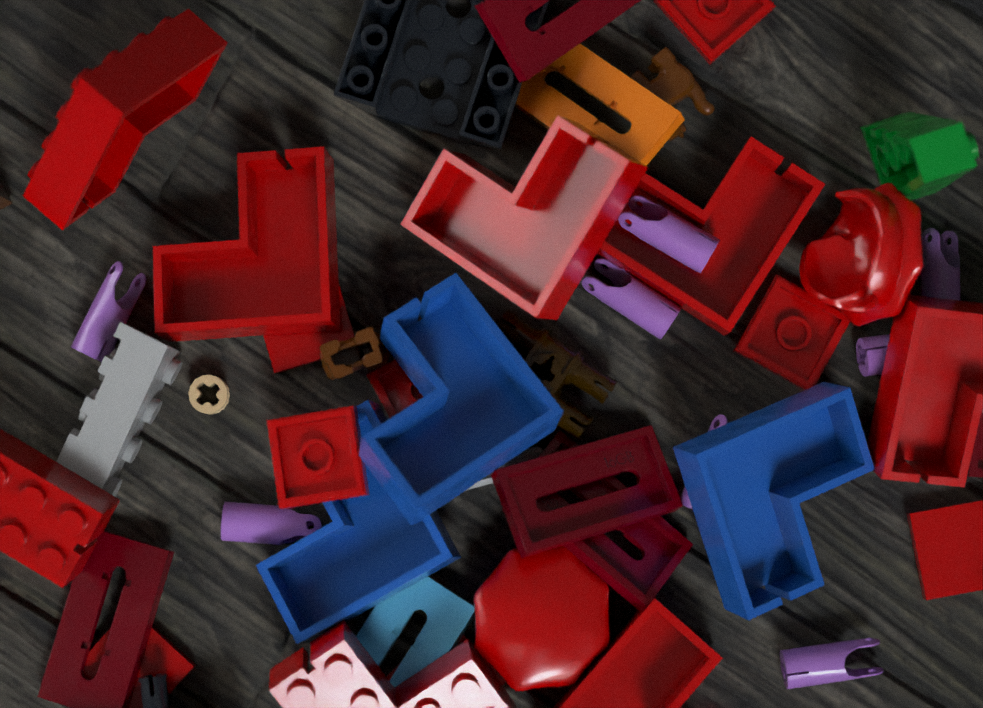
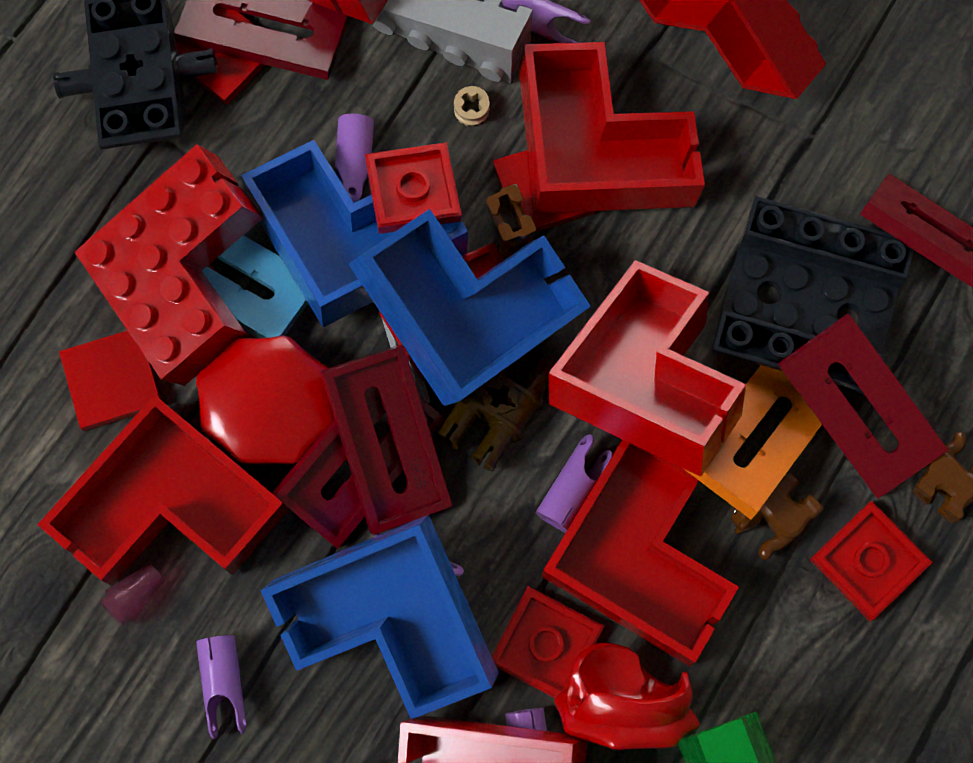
camera: 90 degrees right, 10 degrees down
(669, 233) = (638, 516): medium lavender piece -> none

